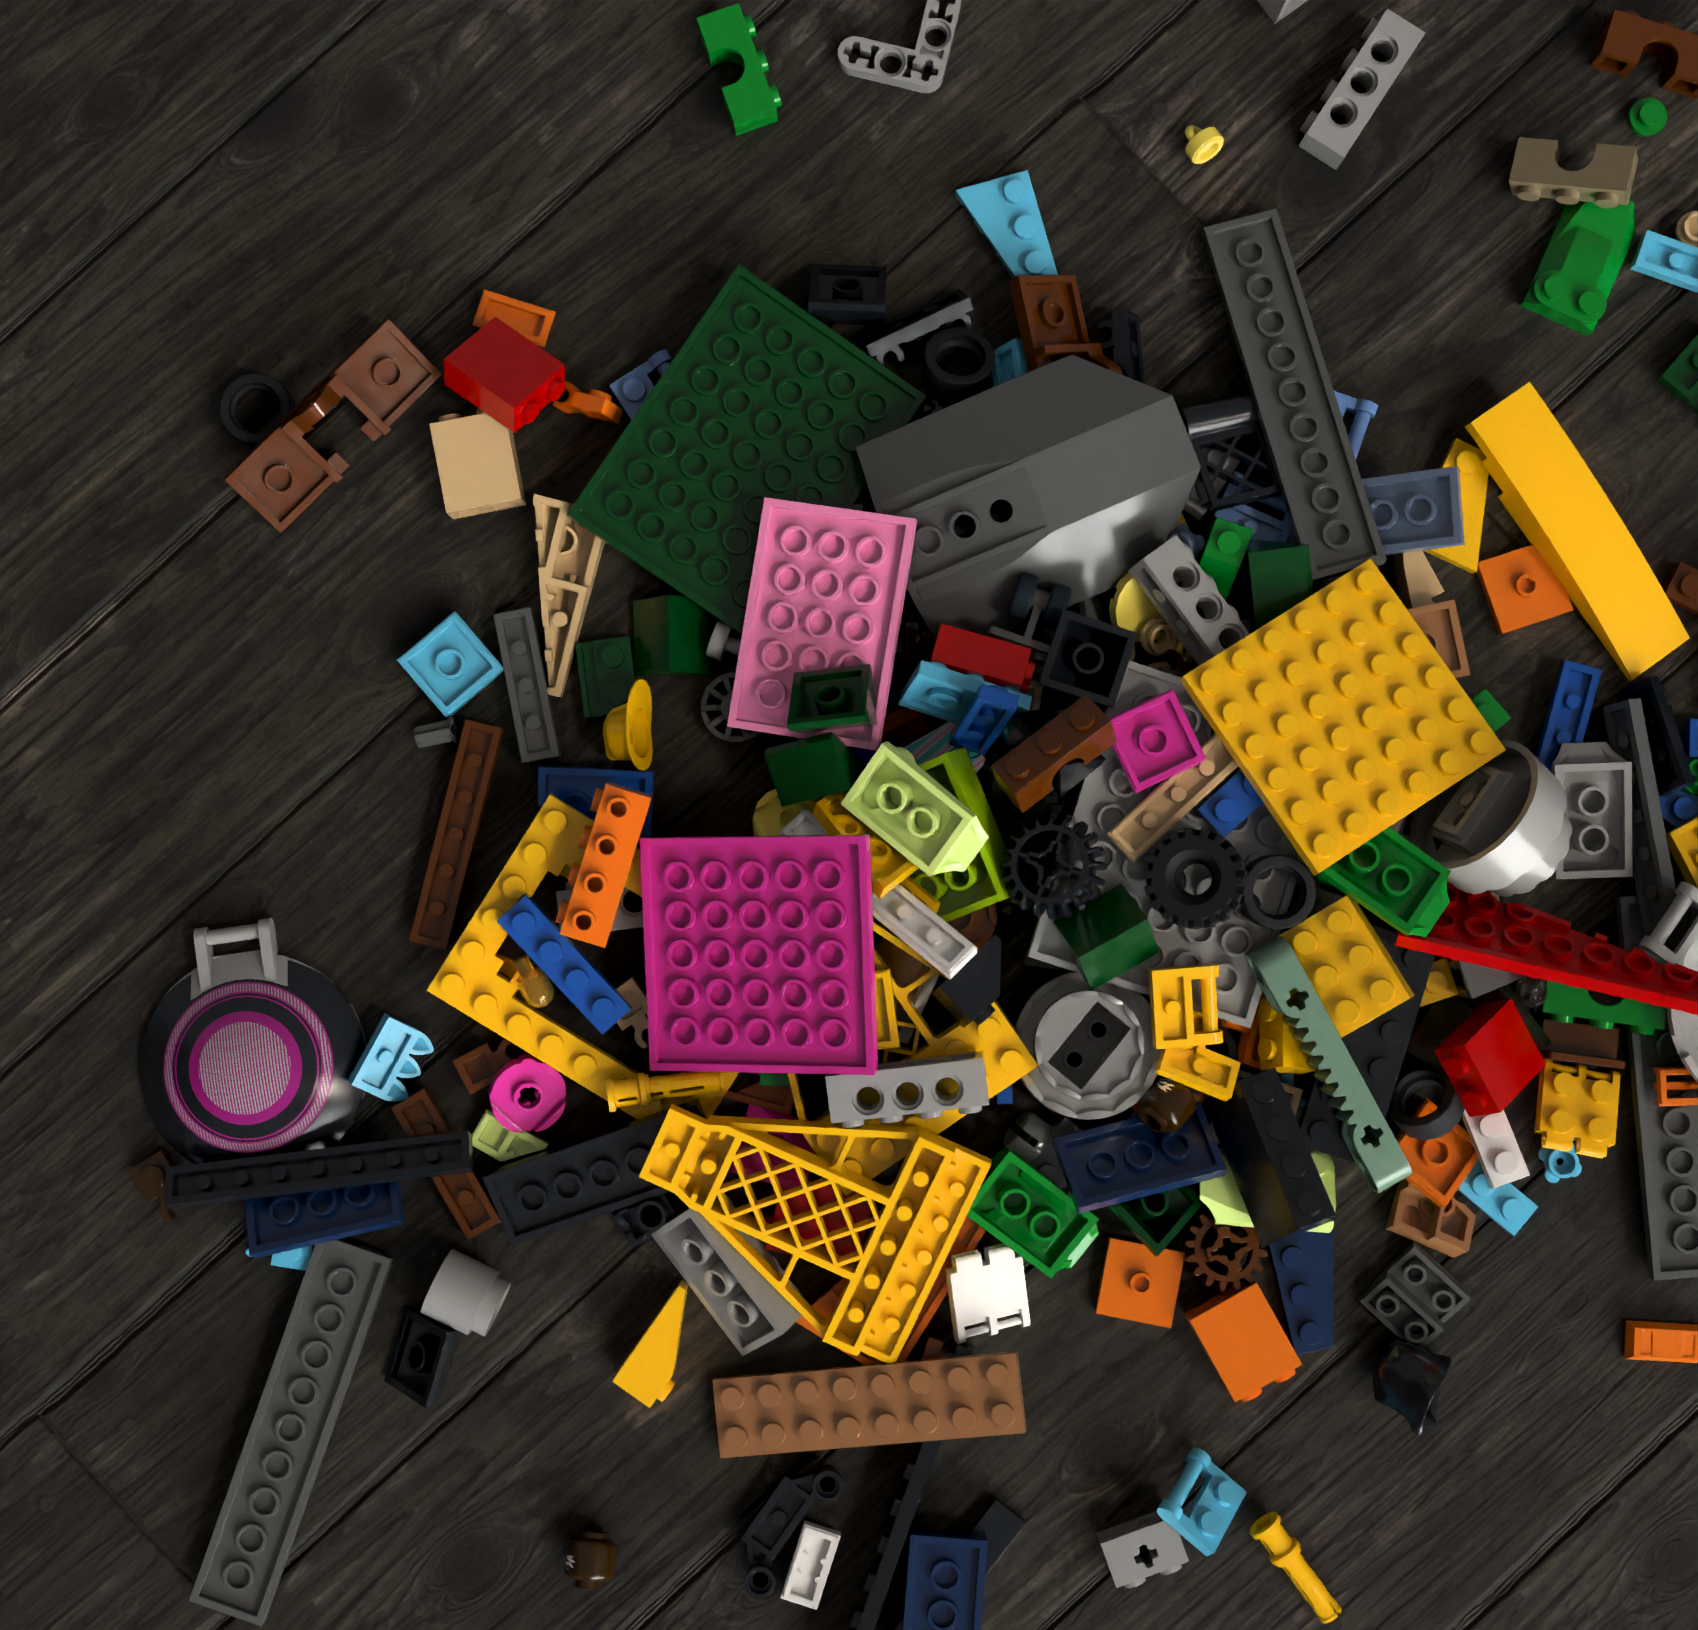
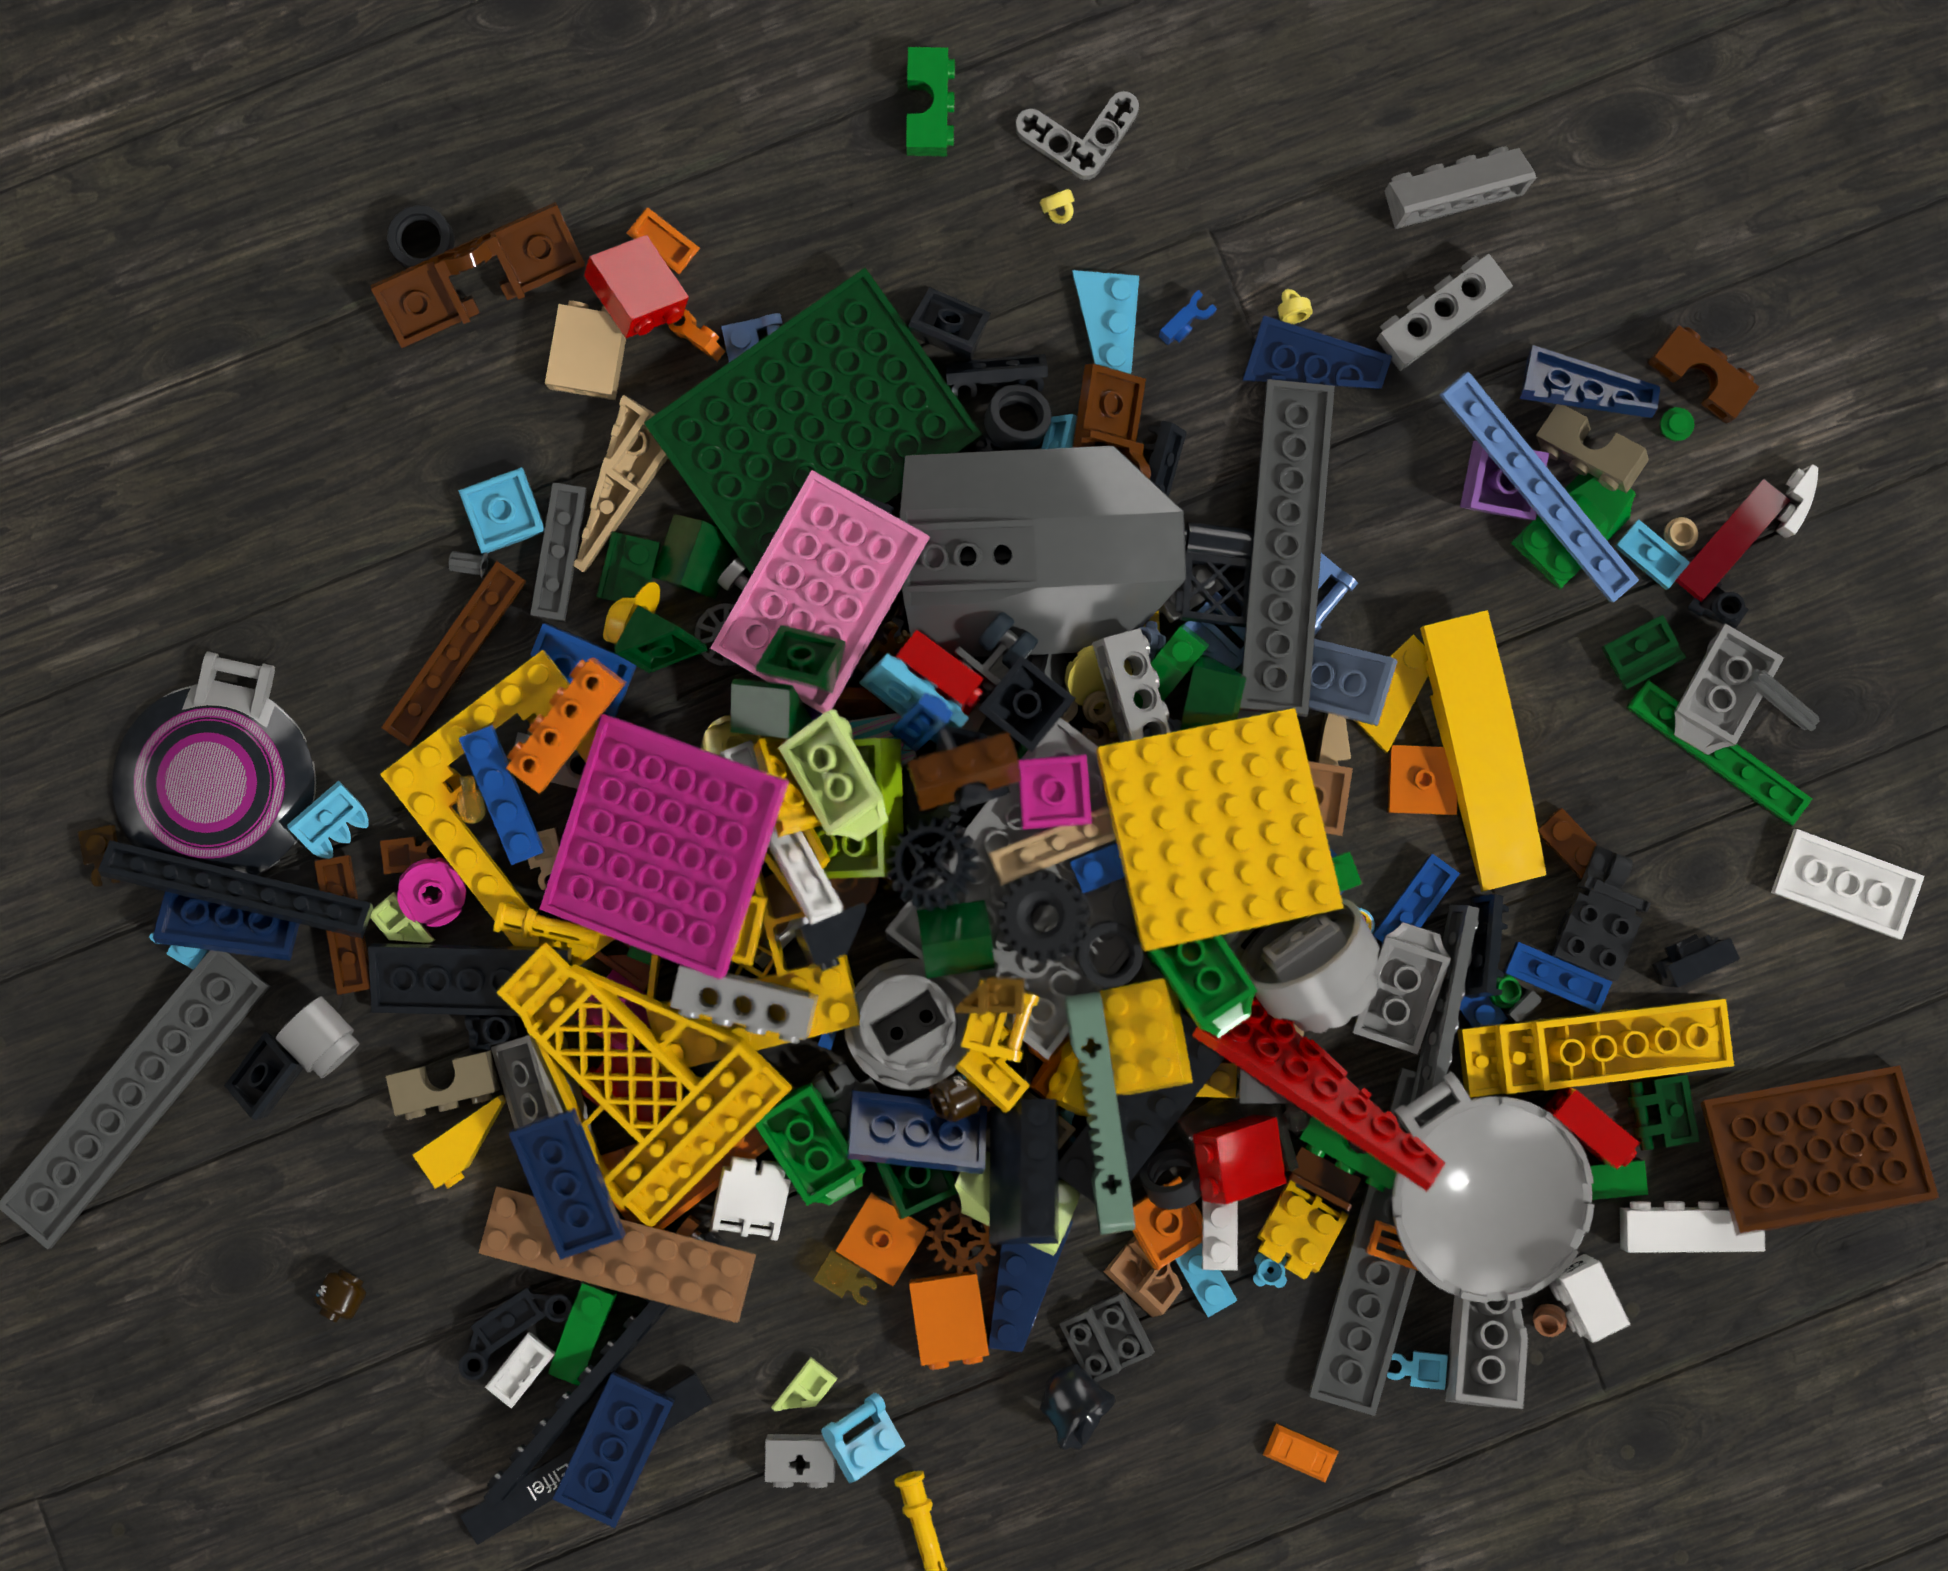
camera: 15 degrees right, 0 degrees up
(589, 1314) = (413, 1092): none -> dark tan arch
(666, 741) = (655, 642): none -> dark green slope
(790, 1352) = (567, 1183): none -> dark blue plate
(861, 1501) = (582, 1331): none -> green slope
(907, 127) = (1056, 201): none -> light yellow tile
(1090, 206) = (1179, 325): none -> blue plate
(1110, 1338) = (840, 1275): none -> clear yellow plate
(1118, 1469) = (806, 1388): none -> yellowish green tile
(1174, 981) = (996, 996): none -> pearl gold slope
(1235, 188) = (1306, 356): none -> dark blue wing
(1493, 239) = (1491, 491): none -> medium lavender brick
(1533, 111) = (1576, 383): none -> dark blue wing
(1537, 230) = (1539, 487): none -> medium blue plate

